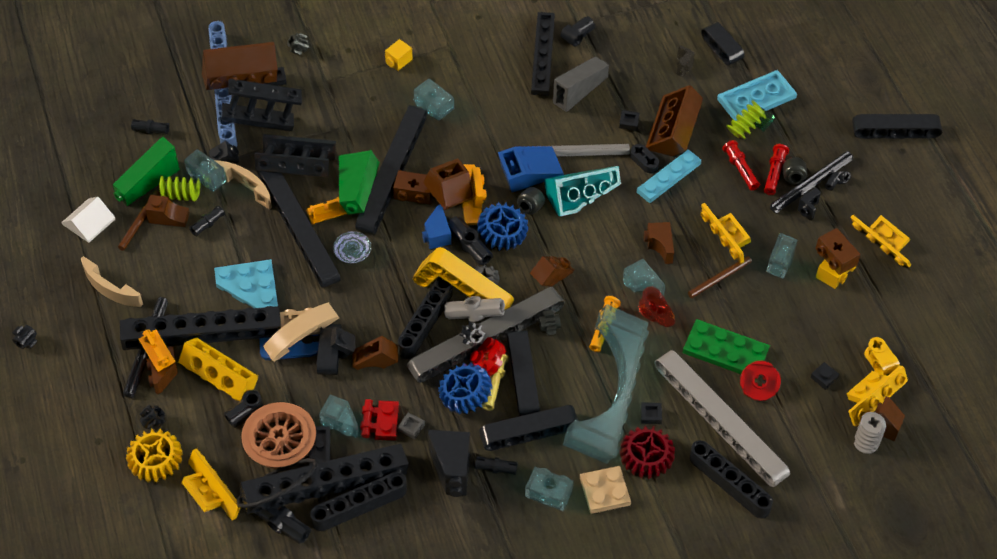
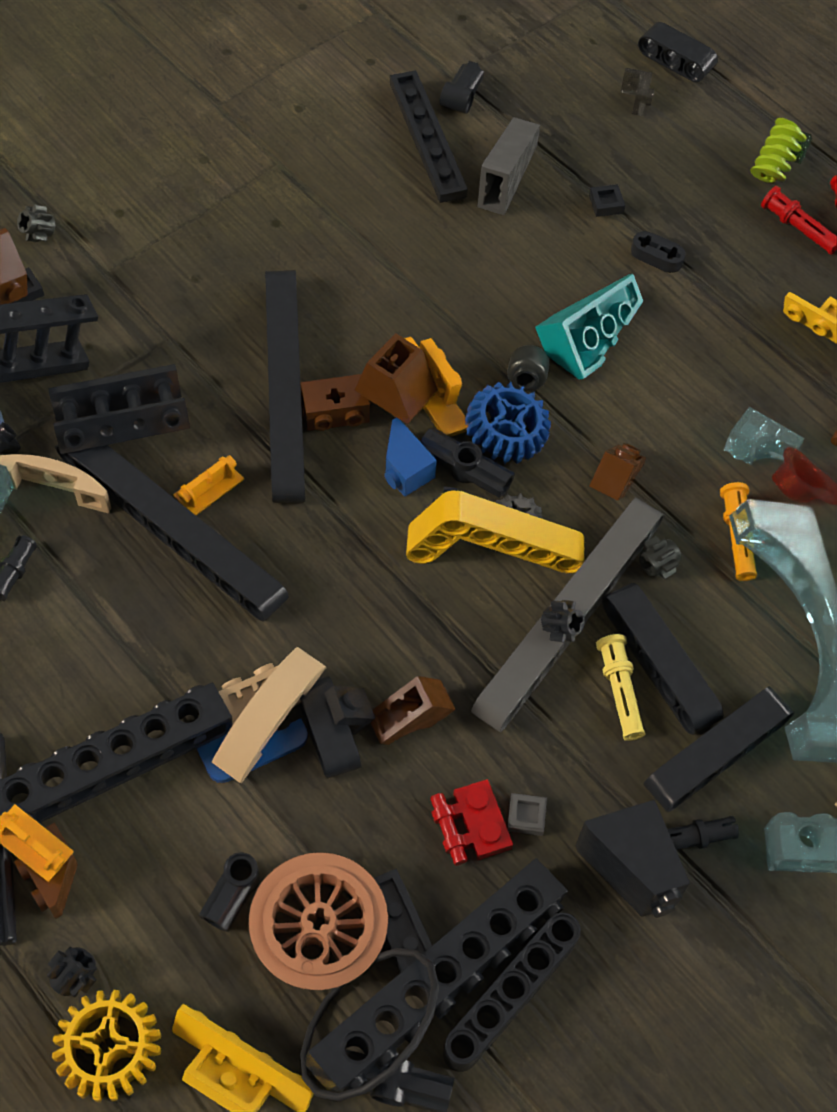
camera: 25 degrees left, 5 degrees up
(217, 368) = (153, 835): yellow brick -> none
(249, 283) = (135, 656): medium azure plate -> none
(339, 416) = (405, 843): clear light blue slope -> none
(352, 241) = (282, 523): clear light blue dish -> none
(356, 180) = (240, 416): green slope -> none
(398, 55) = (207, 197): yellow brick -> none
(424, 324) = (460, 628): black beam -> none
(434, 99) = (298, 250): clear light blue brick -> none
(471, 378) = (598, 692): blue gear -> none
(474, 308) = (536, 574): light grey piece -> none
(489, 355) = (617, 656): red plate -> none
(529, 165) = (498, 314): blue slope -> none
(592, 150) = (550, 269): light grey axle -> none
(660, 239) = (753, 368): reddish brown arch -> none
(668, 176) = (706, 268): medium azure plate -> none
(675, 121) = (674, 183): reddish brown slope -> none
(766, 91) = (756, 113): medium azure plate -> none

